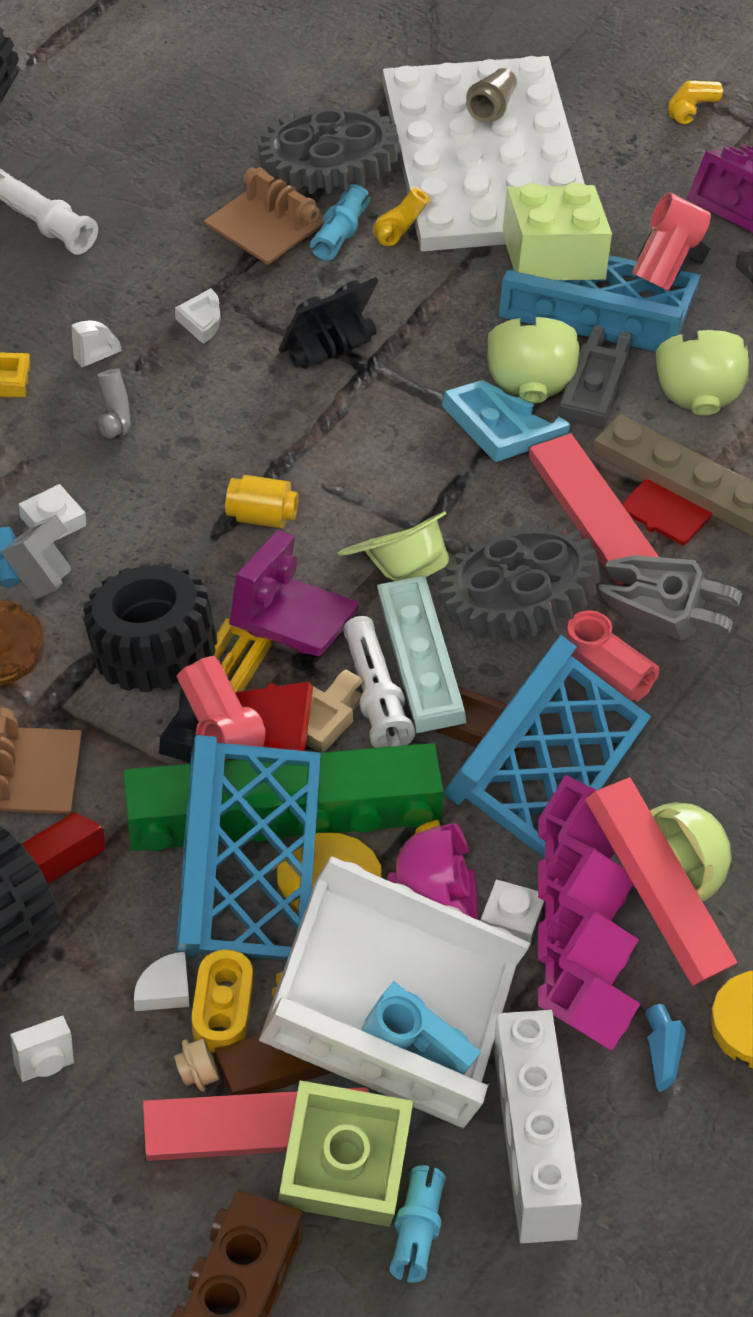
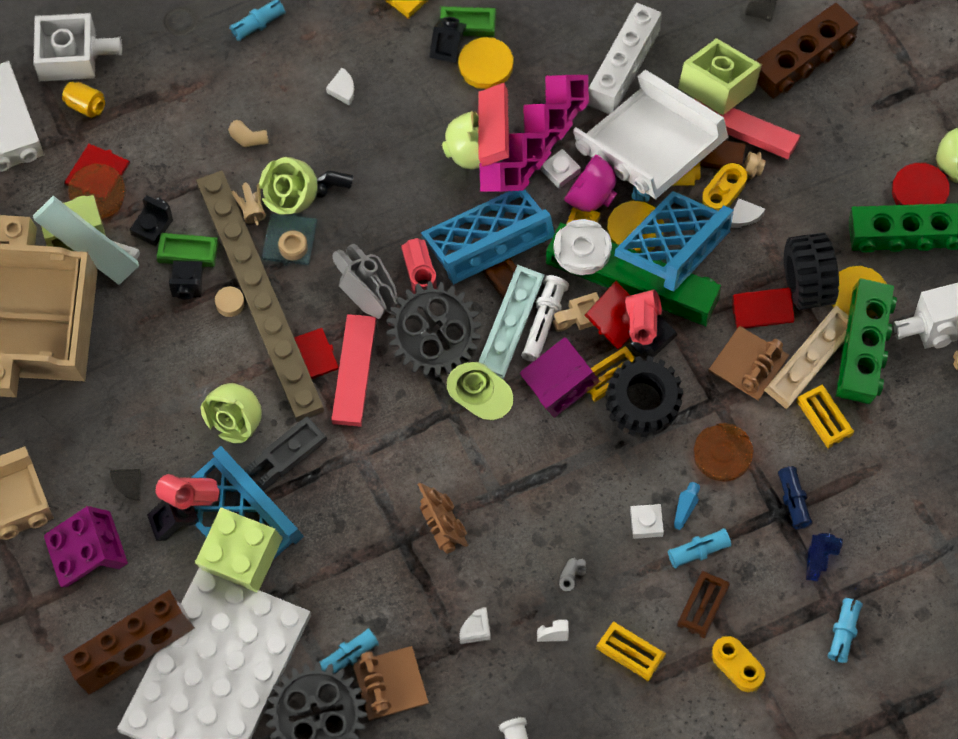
camera: 145 degrees left, 15 degrees up
(37, 557) = (676, 477): light grey panel -> none
(42, 1049) = (821, 203): white plate -> none
(261, 501) = (531, 459): yellow brick -> none
(329, 325) = (414, 559): black hinge -> none
(330, 374) = (438, 512): none -> medium nougat hinge
(380, 764) = (582, 247): none -> white tile
(398, 220) = (311, 637): yellow arm -> none
(417, 1224) = (697, 45): medium azure pin -> none
(419, 1030) = (659, 110): medium azure plate -> none
(491, 95) = (190, 688): dark tan cone -> none
(499, 421) = (362, 448): medium azure wing -> none
(533, 359) = (320, 469): yellowish green cylinder -> none
(602, 104) = (128, 642): none -> reddish brown brick
(665, 1045) = (538, 73): dark azure bar -> none
(687, 97) = (57, 642): yellow arm -> none

